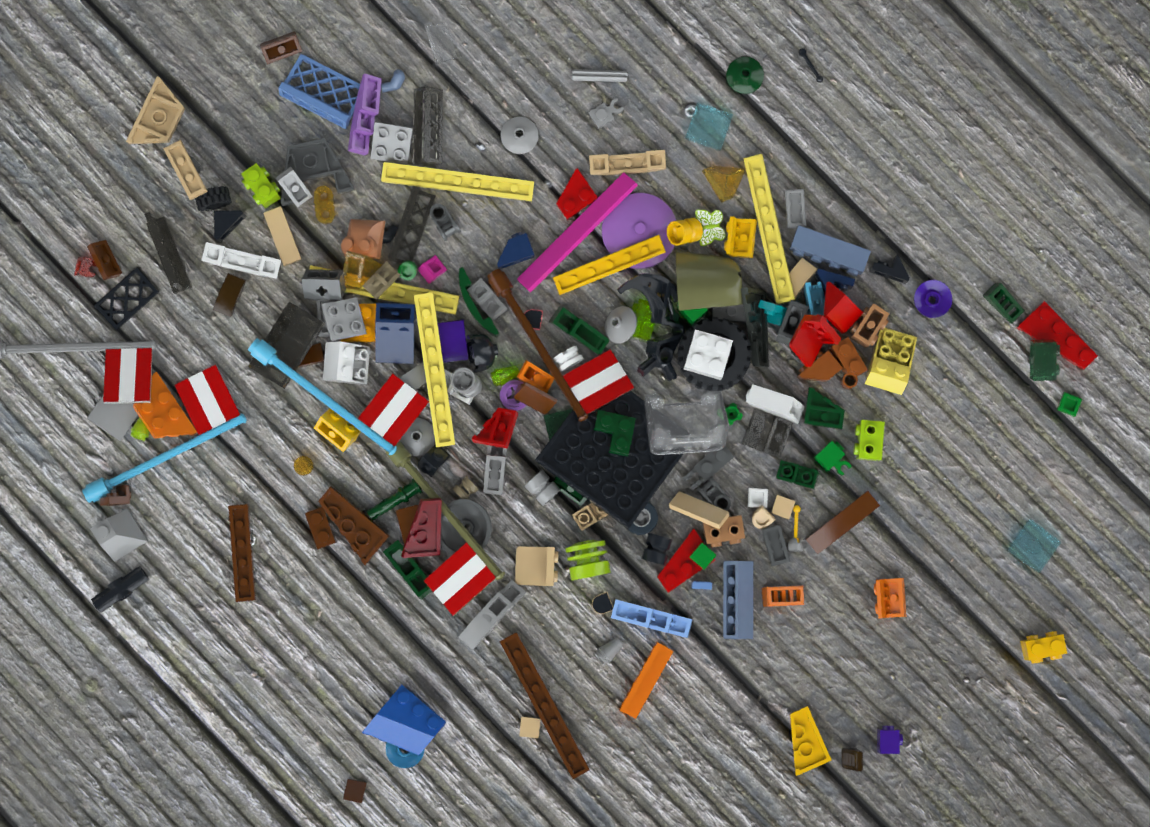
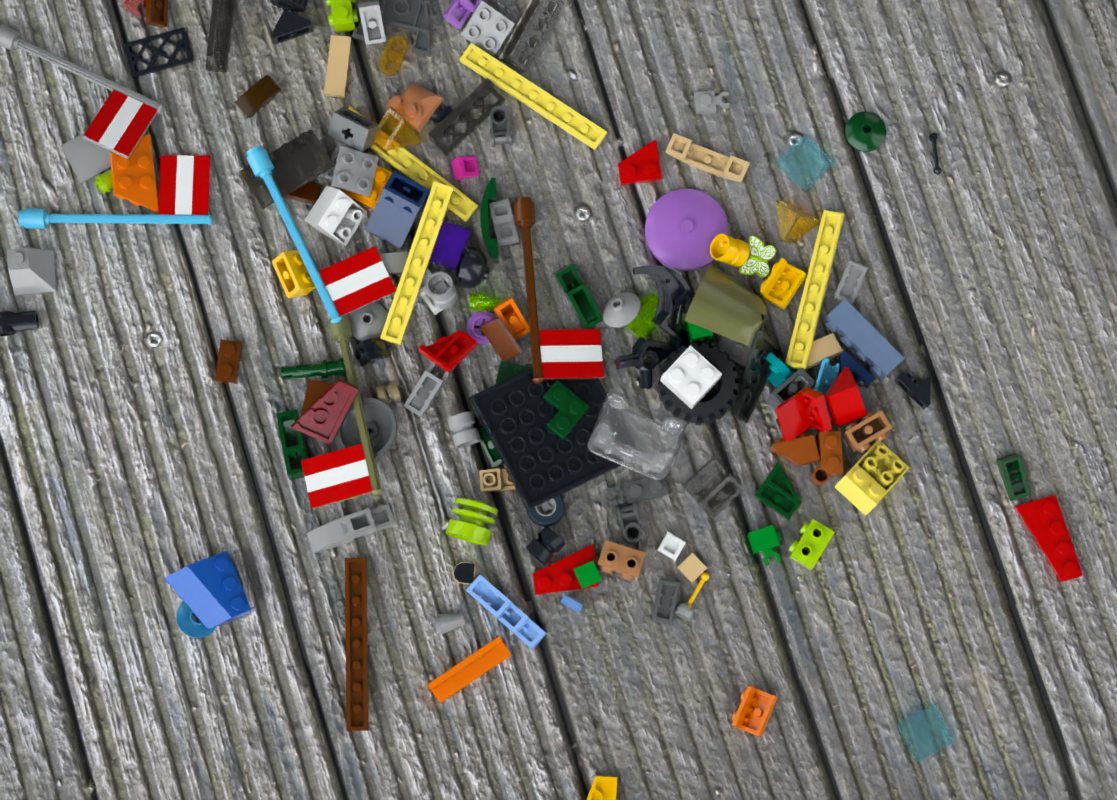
camera: 25 degrees right, 5 degrees down
(121, 497) = (49, 236): reddish brown bracket -> none
(241, 261) = (285, 69): white slope -> none
(242, 553) = (140, 347): reddish brown plate -> none
(303, 465) = (243, 294): clear yellow tile -> none
(355, 791) = (128, 633): reddish brown slope -> none
(357, 527) = (264, 380): reddish brown wing -> none
(381, 280) = (410, 152): dark tan hips -> none
(407, 270) = (441, 156): green tile -> none
(516, 251) = (555, 189): dark blue slope -> none
(521, 144) = (615, 91): light grey dish -> none
(529, 727) = (331, 658): tan tile -> none
(534, 318) = (540, 263): black tile -> none
(536, 566) = (418, 503): tan bracket -> none
(568, 358) = (553, 317): white wheel -> none
(577, 232) = (624, 200): dark pink tile -> none
(599, 75) = (722, 63): light grey axle -> none
(609, 264) = (639, 246): yellow tile -> none
(699, 510) = (606, 527): tan tile -> none
(736, 414) = (691, 455): green plate -> none
(737, 599) = (601, 635): sand blue brick -> none
(762, 517) = (666, 567): tan tile -> none
(767, 601) = (645, 662): orange slope -> none
(775, 403) = (735, 461): white slope -> none
(797, 474) = (722, 543): dark green slope -> none
(842, 522) = (743, 611): reddish brown slope -> none
(942, 298) = (951, 430): dark purple dish -> none
(1044, 360) = (1026, 551): clear green brick -> none
(1069, 404) = (1030, 609): green tile -> none

